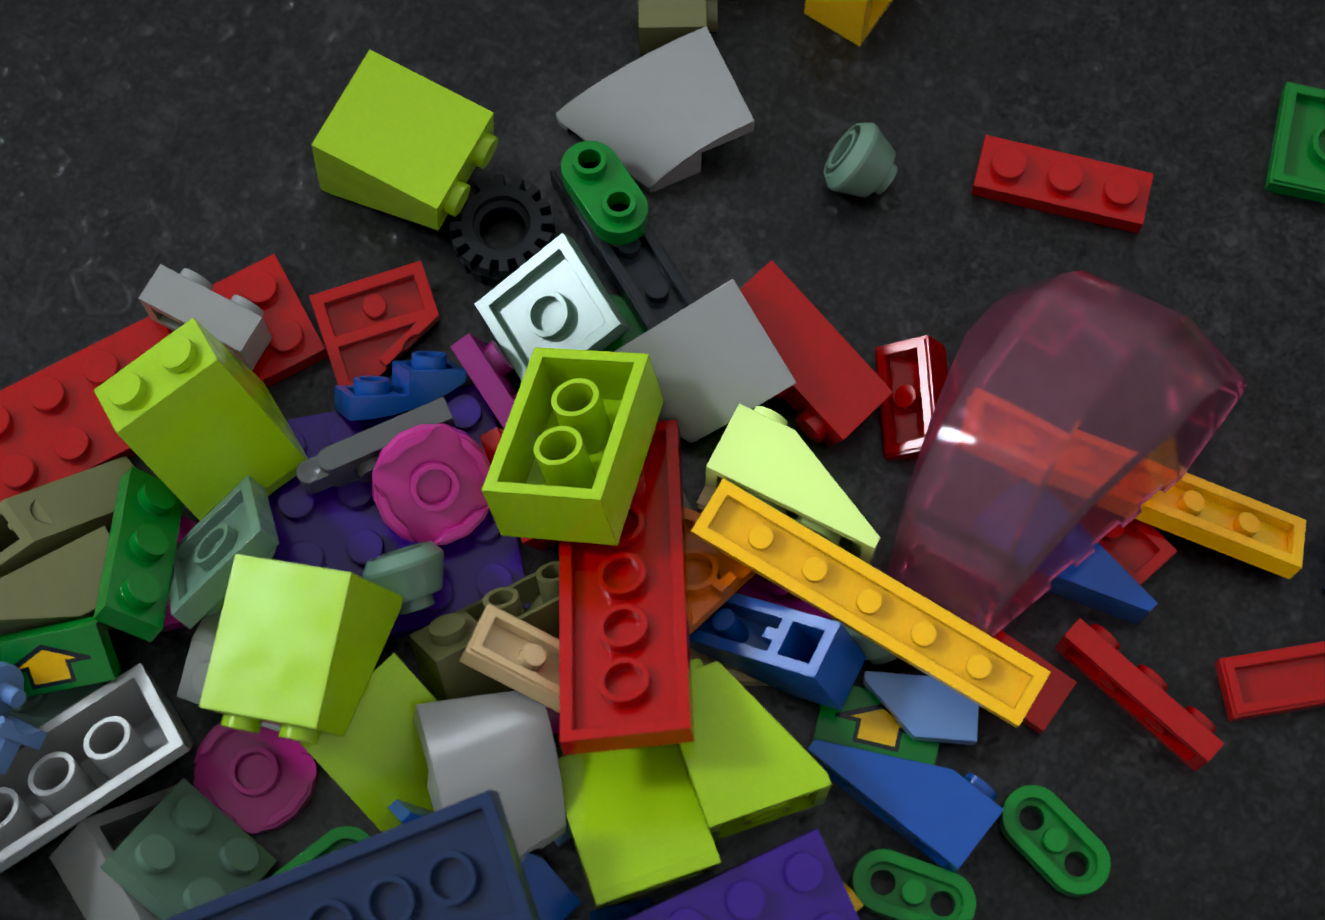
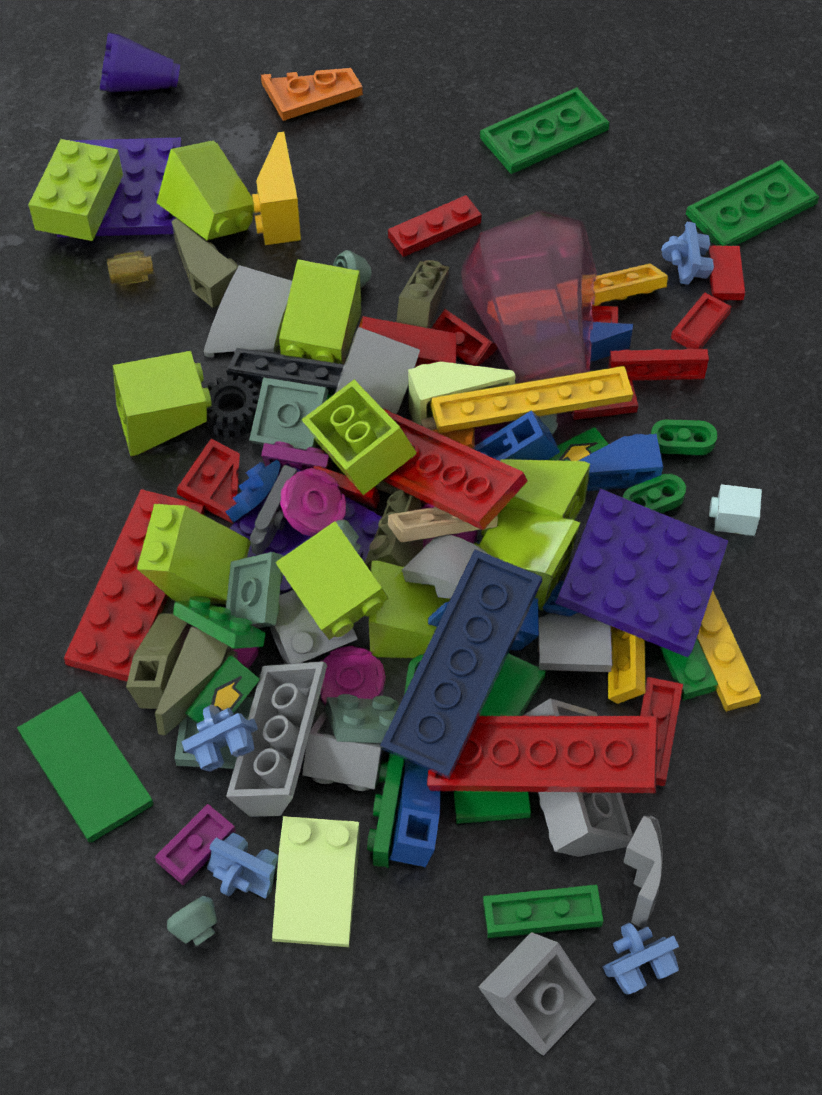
camera: 45 degrees left, 15 degrees down
(236, 322) = (130, 524): light grey piece -> none
(600, 189) = (261, 356): green plate -> none
(742, 199) = (321, 312): none -> lime slope
(918, 286) = (422, 294): none -> olive slope
(925, 707) = (589, 428): medium blue tile -> none

